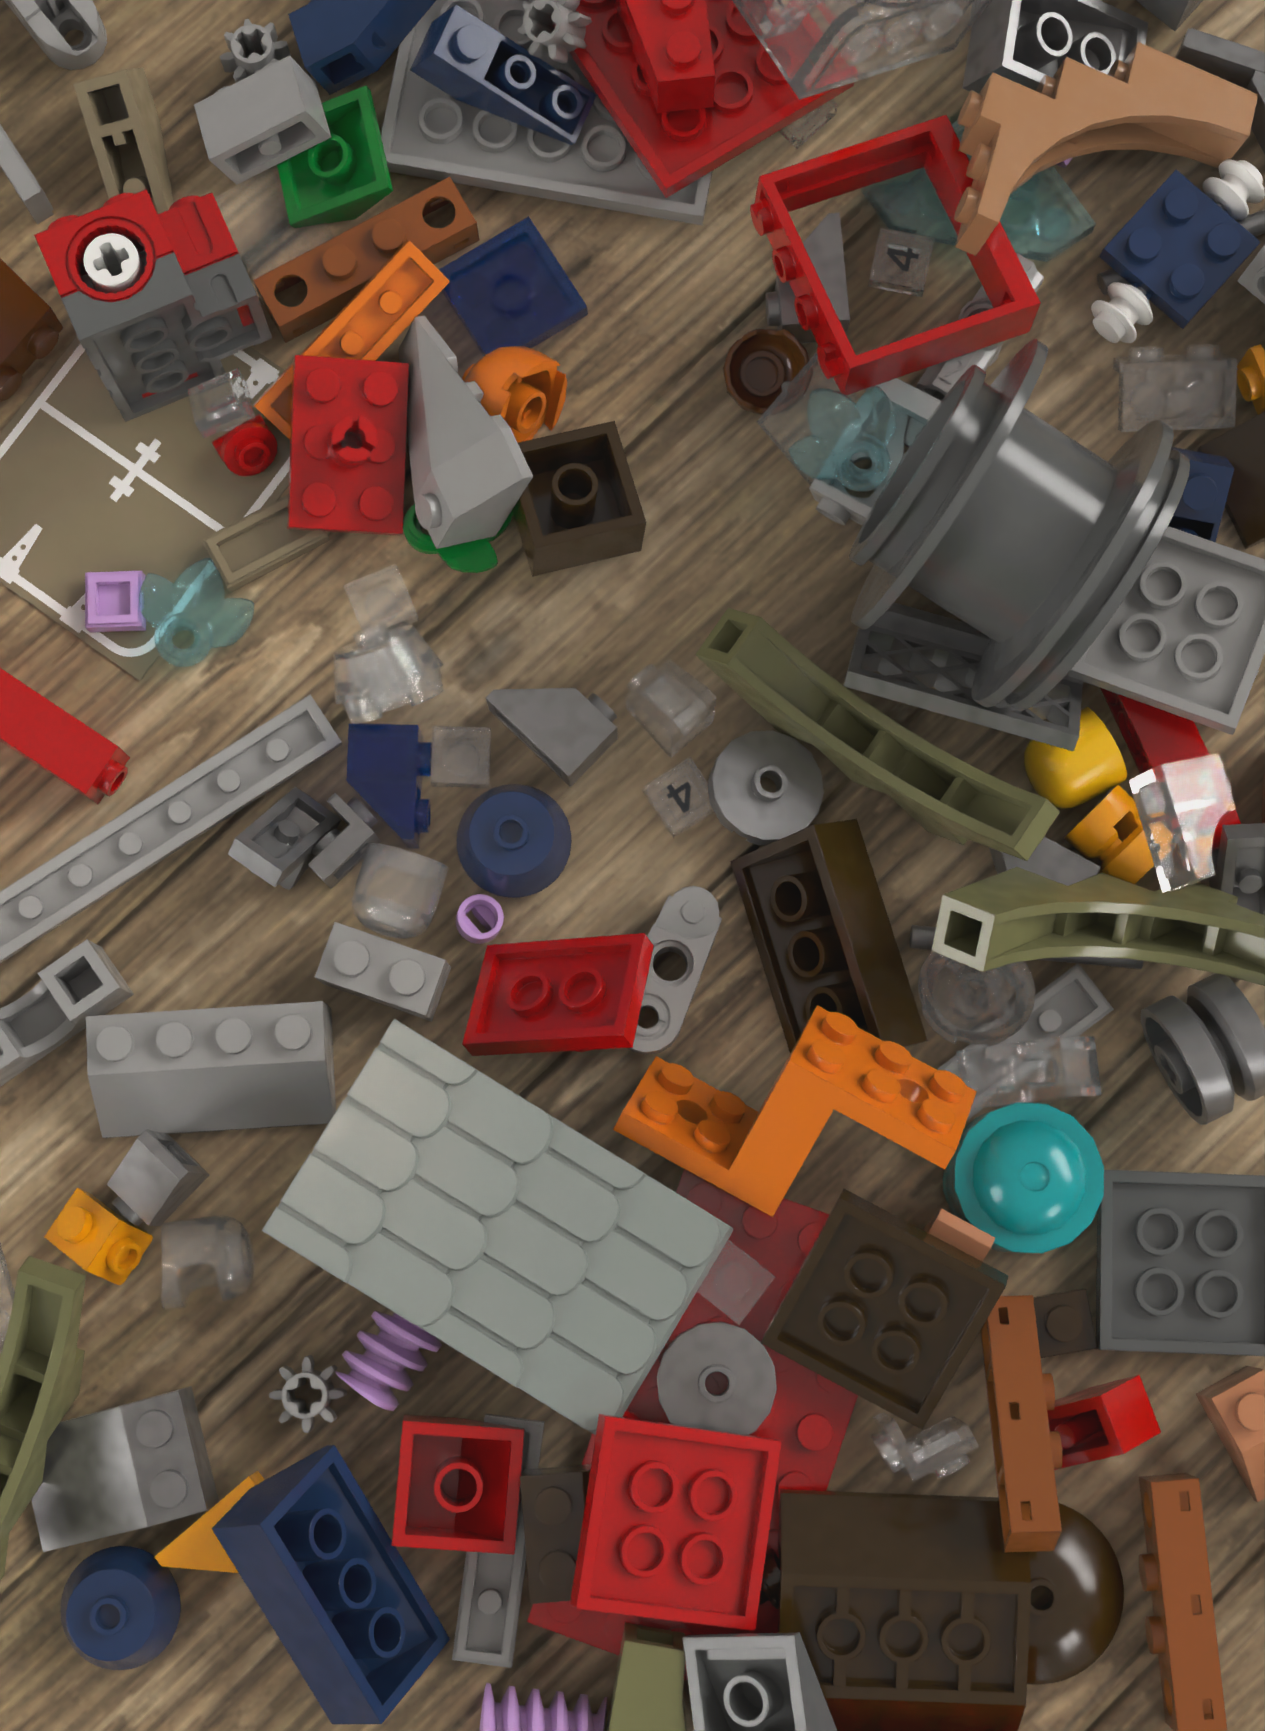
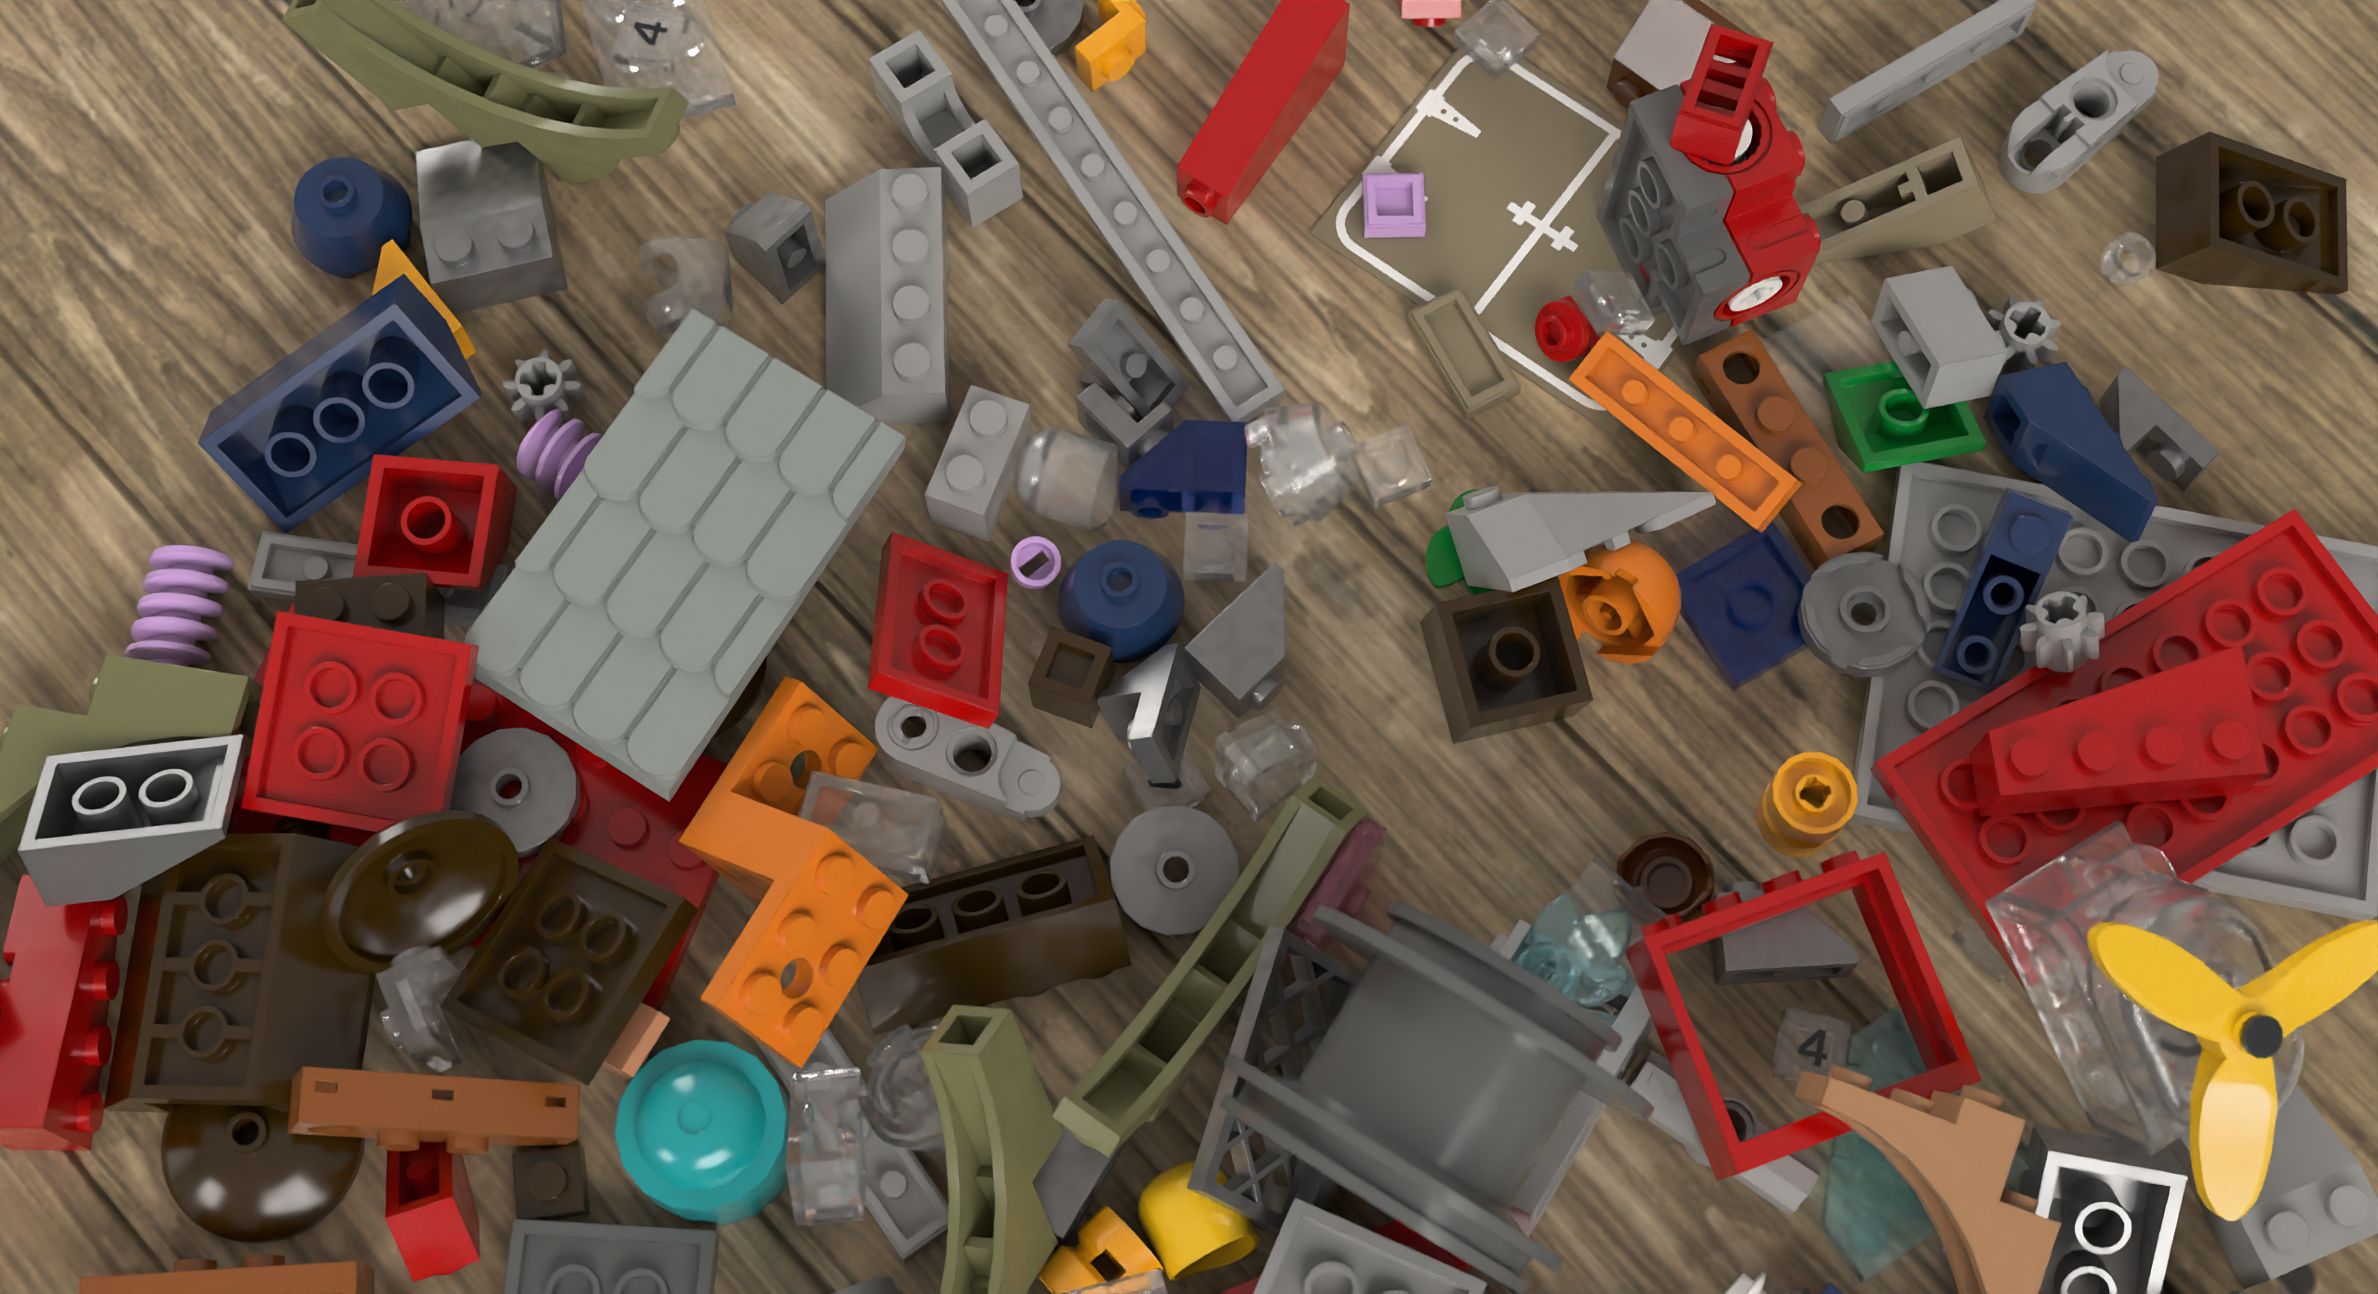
camera: 90 degrees right, 10 degrees down
(98, 1238) = (717, 191): light orange bracket -> none
(111, 271) = (1709, 129): none -> red slope
(193, 605) = (1389, 283): clear light blue plate -> none
(347, 445) = (1565, 427): red plate -> none
(520, 170) = (1869, 586): none -> flat silver plate
(592, 878) = (1071, 676): none -> dark brown panel
(619, 804) = (1154, 711): none -> flat silver slope
(697, 251) = (1806, 804): none -> light orange wheel
(735, 1282) = (618, 810): clear plate -> none
(740, 1050) = (885, 825): none -> clear slope
(812, 640) = (1346, 881): none -> clear pink plate
(829, 1451) = (417, 885): none -> dark brown dish

